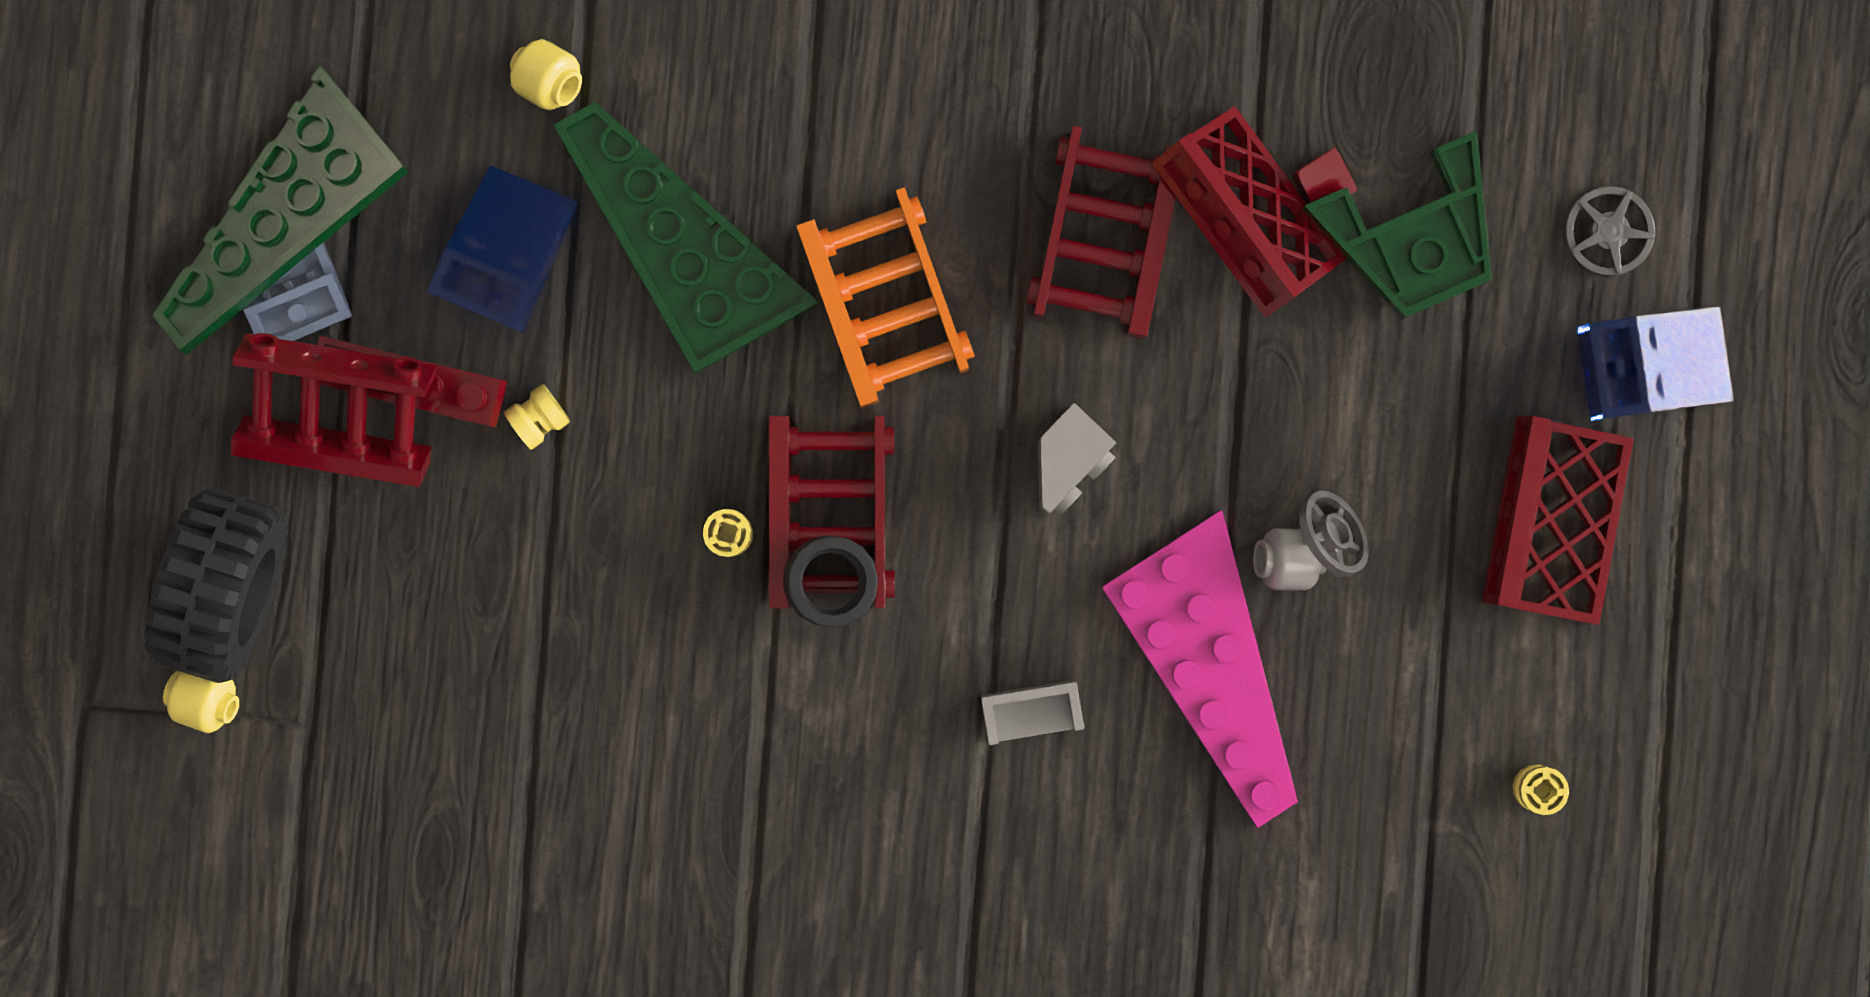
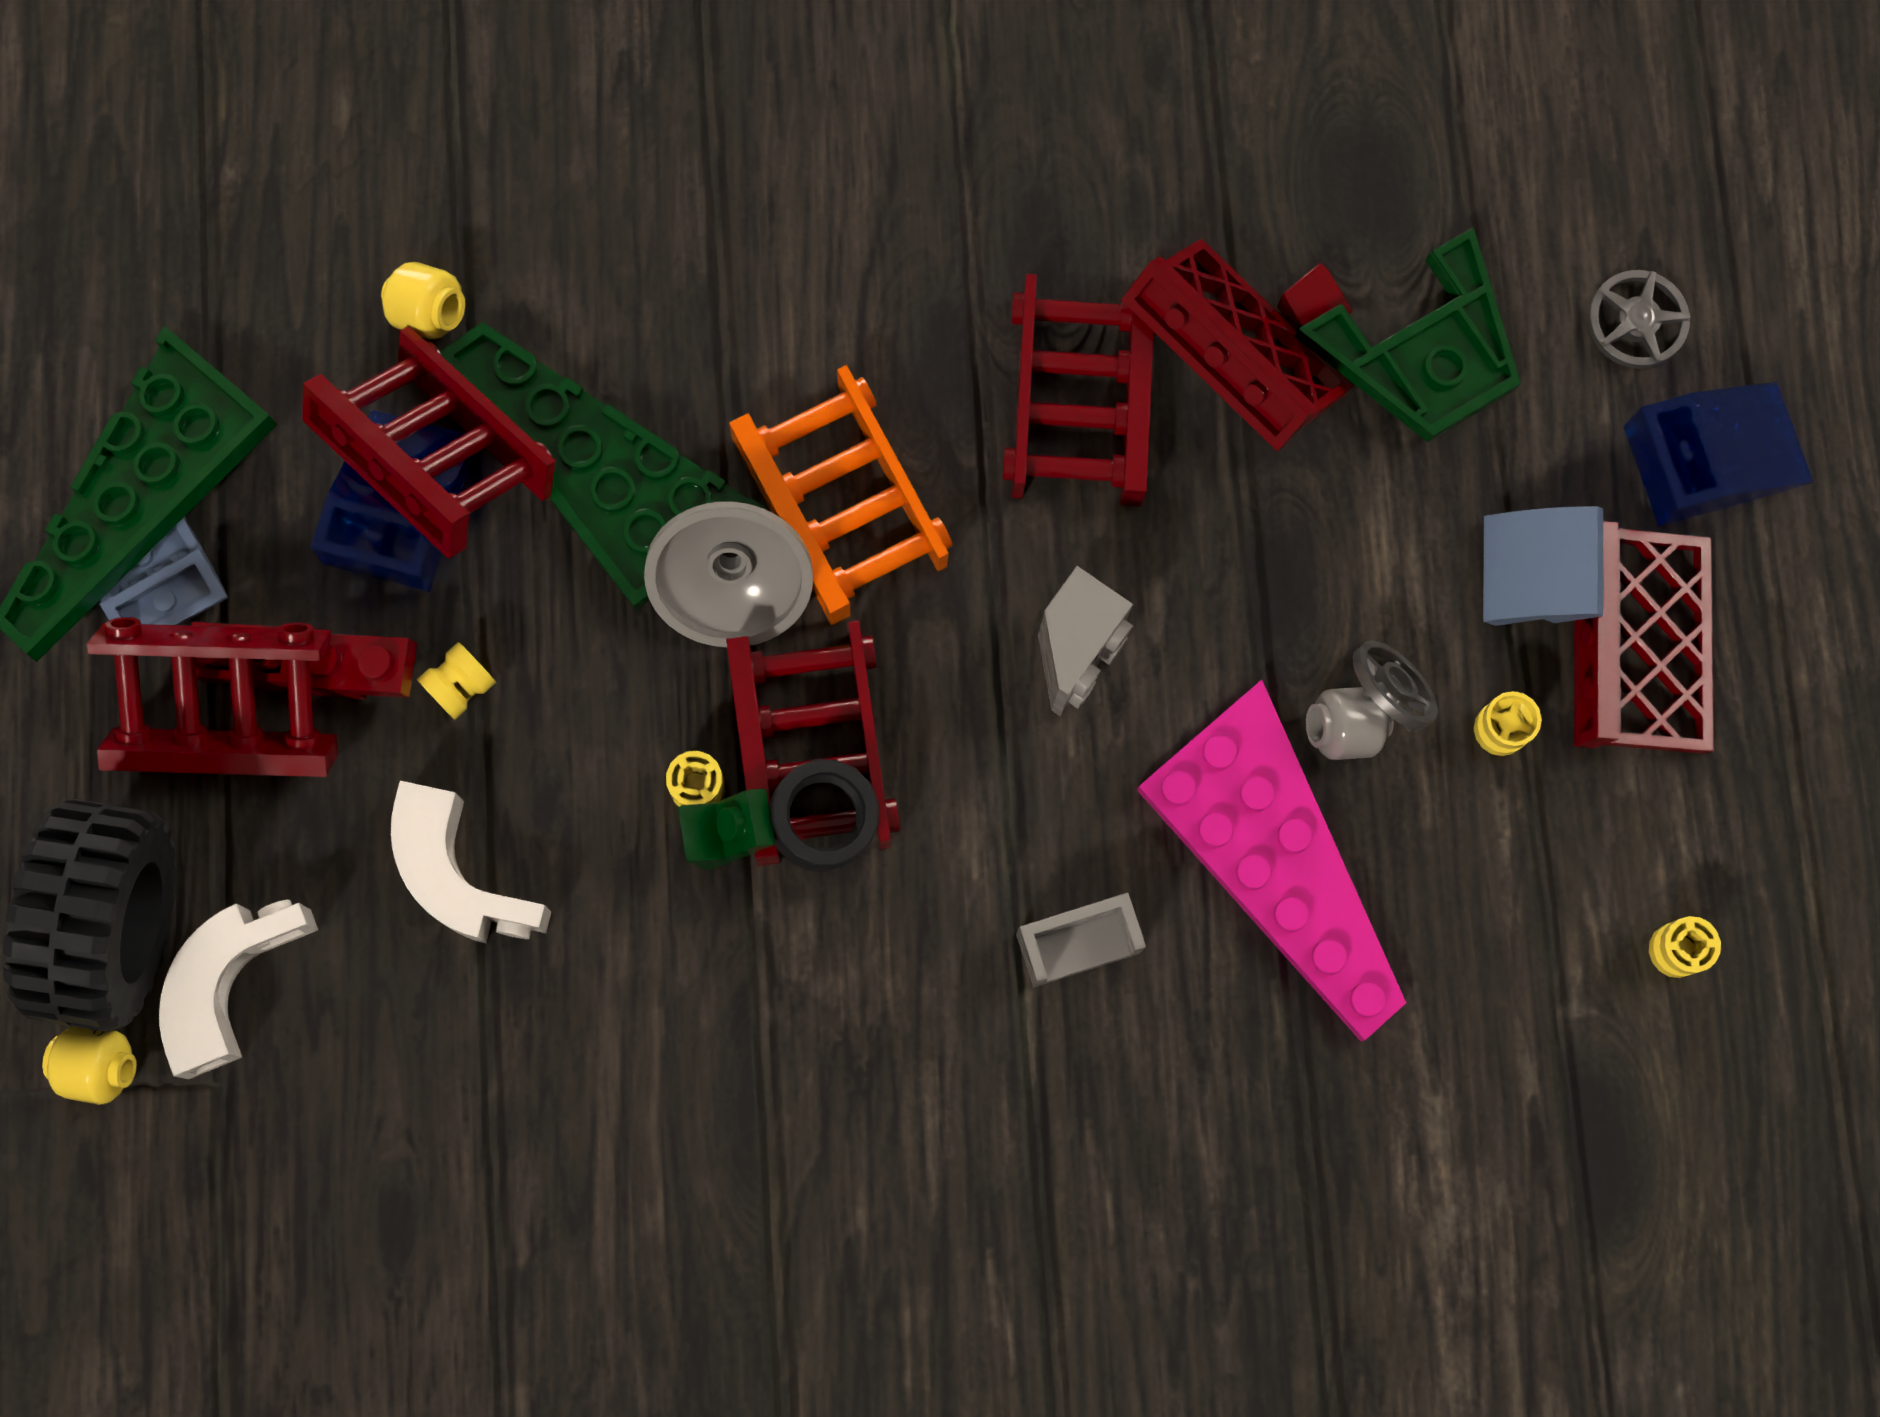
camera: 15 degrees left, 10 degrees down
(293, 651) = (199, 981): none -> white arch
(496, 574) = (424, 852): none -> white arch
(515, 247) = (410, 481): none -> dark red fence
(748, 580) = (726, 829): none -> dark green slope
(778, 362) = (725, 596): none -> light grey dish
(1433, 580) = (1514, 714): none -> light yellow wheel
(1481, 446) = (1543, 565): none -> sand blue slope

